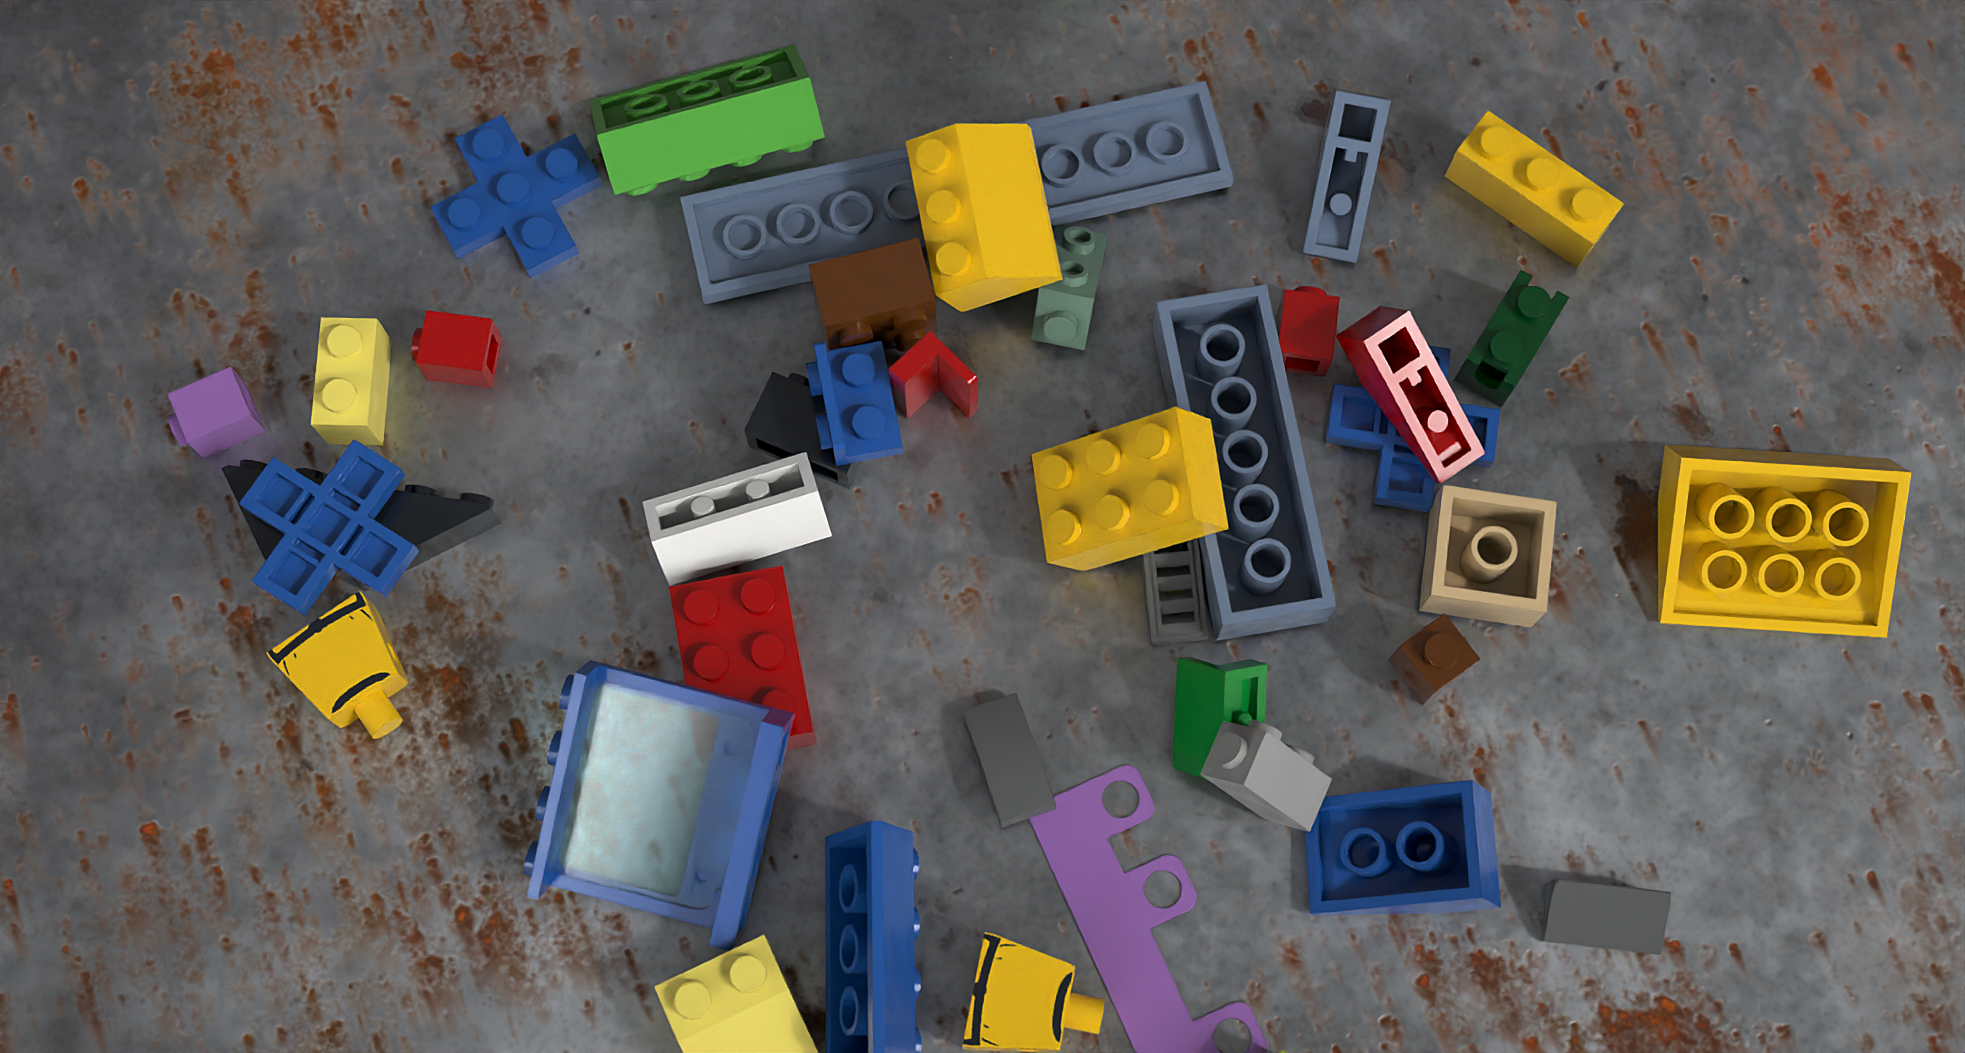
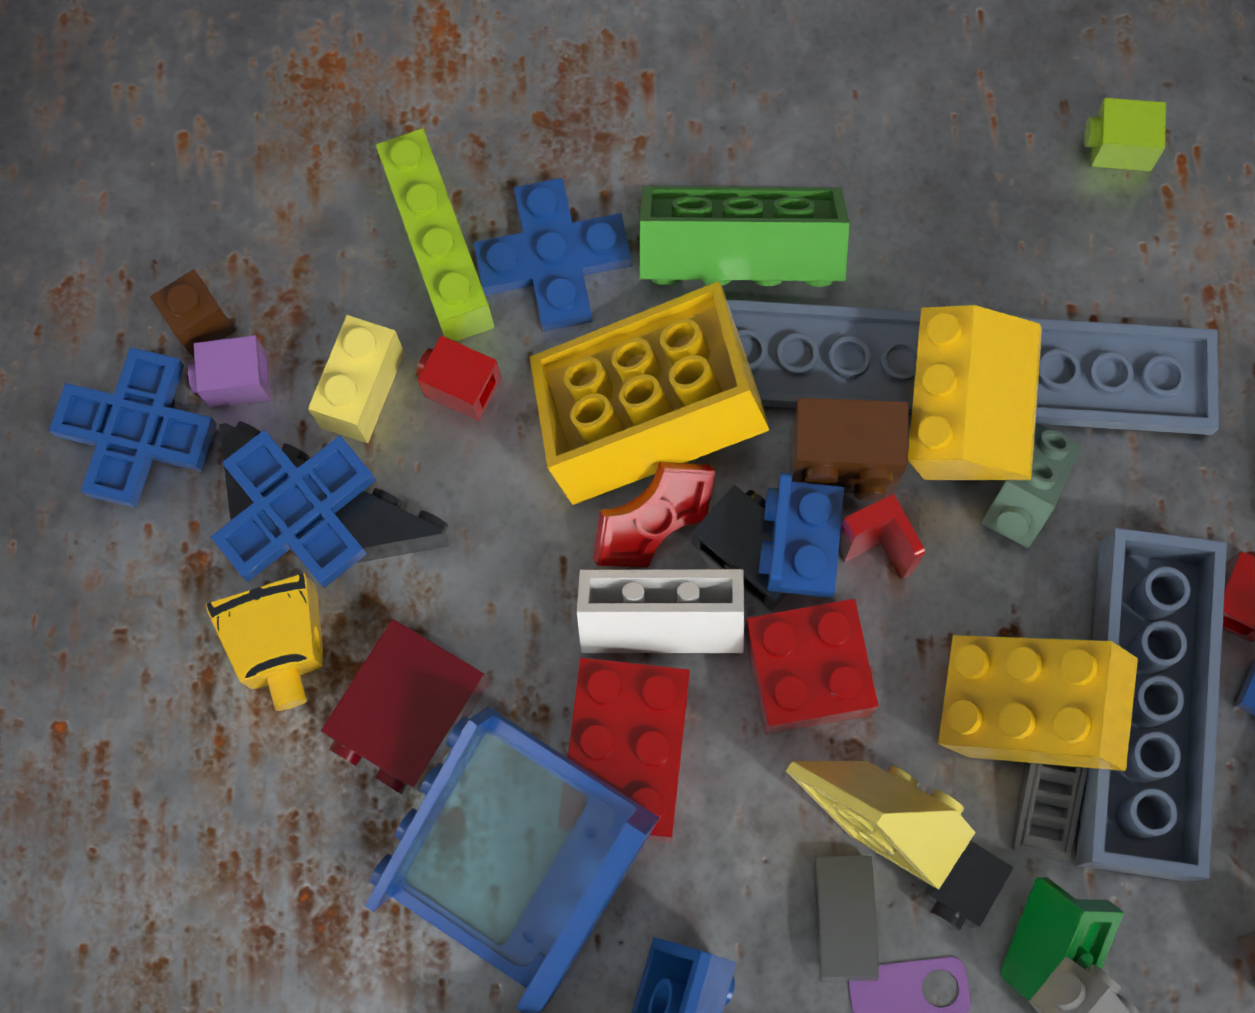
camera: 25 degrees right, 0 degrees up
(127, 501) = (133, 427): none -> blue plate
(154, 362) = (192, 311): none -> reddish brown brick
(387, 211) = (435, 236): none -> lime brick
(504, 694) = (403, 707): none -> dark red brick
(655, 309) = (645, 394): none -> yellow slope
(685, 449) = (673, 499): none -> red tile
(901, 528) = (810, 666): none -> red brick
(1017, 643) = (889, 814): none -> light yellow slope
(1114, 690) = (969, 888): none -> black brick

